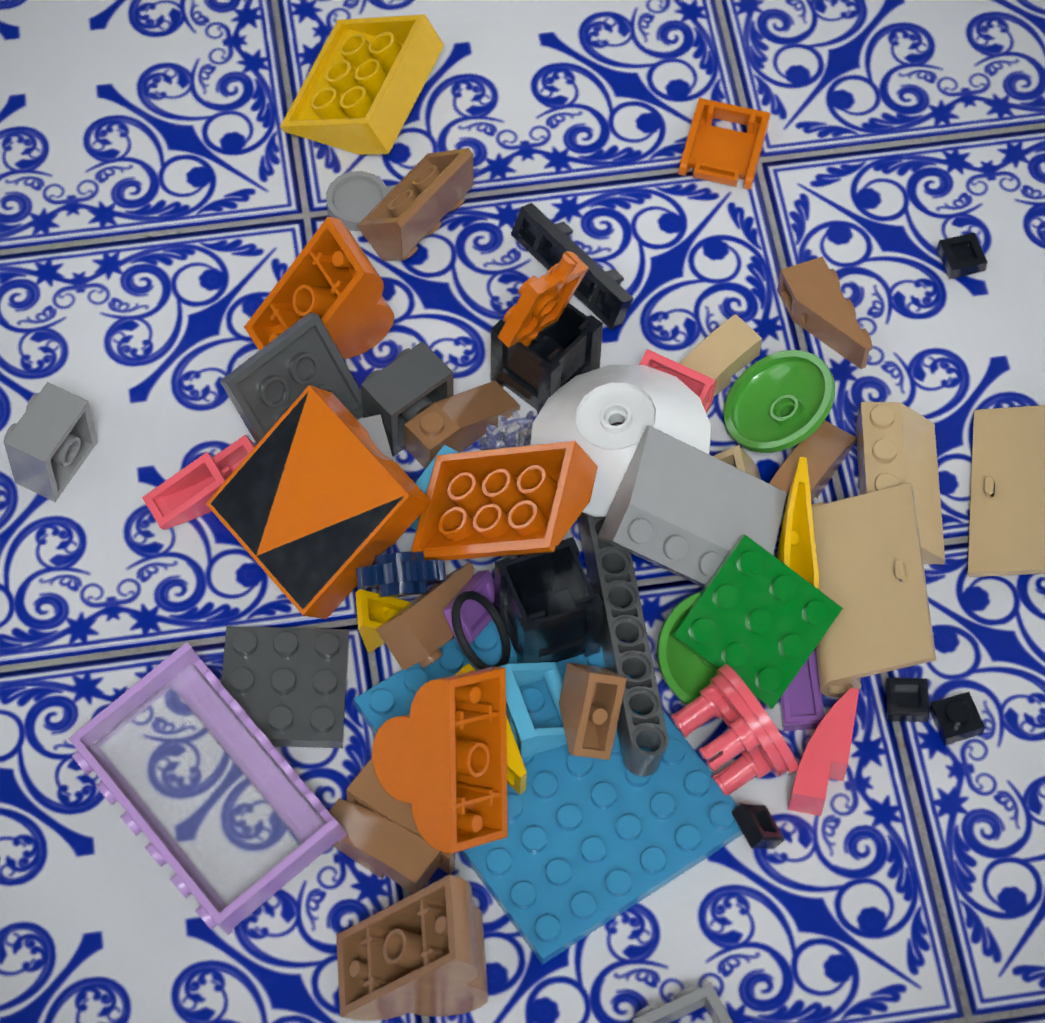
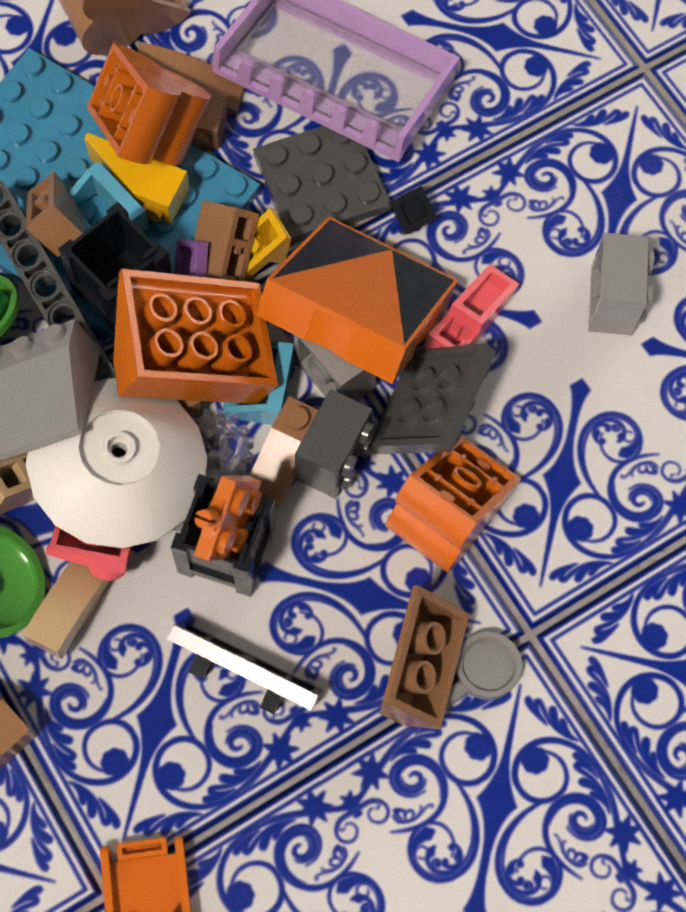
camera: 155 degrees right, 10 degrees up
(208, 609) = (412, 209): none -> black plate
(365, 83) = (549, 804): yellow slope -> none
(401, 574) = (255, 252): dark blue gear -> none
(460, 636) = (191, 226): black tyre -> none

